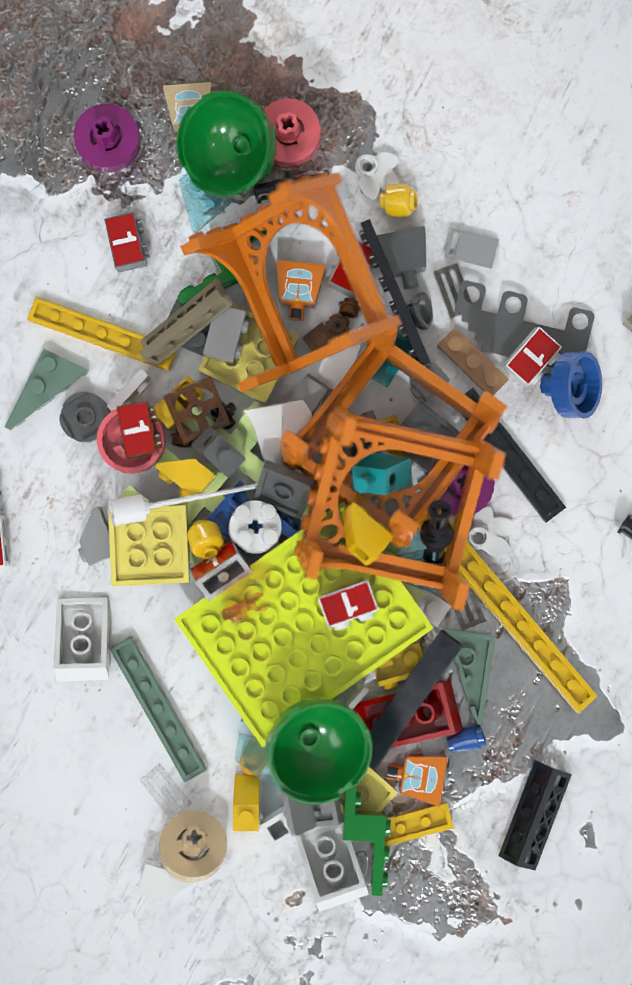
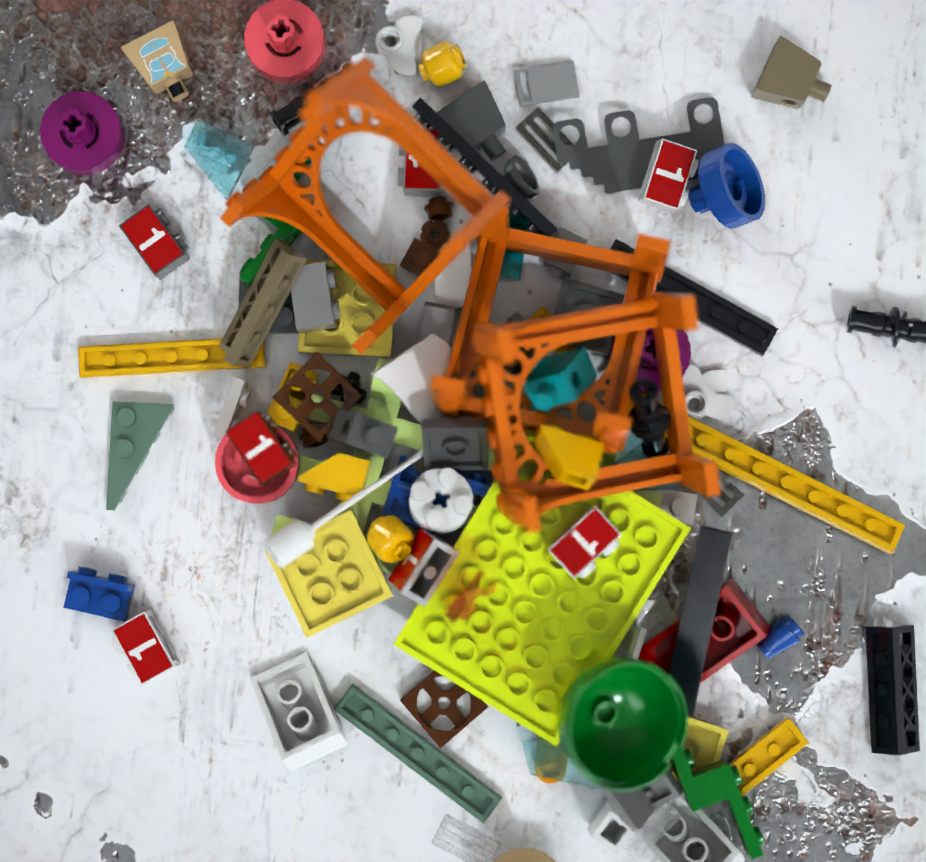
camera: 25 degrees left, 0 degrees up
(72, 412) = (176, 462): dark grey plate -> none
(95, 538) = (264, 591): light grey slope -> none
(182, 683) = (429, 715): none -> reddish brown piece
(226, 143) = (221, 80): green rock -> none
(246, 803) = (564, 816): yellow slope -> none
(299, 286) = (371, 208): orange torso -> none
(306, 842) = (652, 832): none -> clear tile
(398, 667) = (670, 589): yellow bracket -> none
(420, 776) = (746, 701): orange torso -> none
(472, 362) = (603, 210): medium nougat plate -> none
(474, 668) = (754, 553): sand green wing -> none

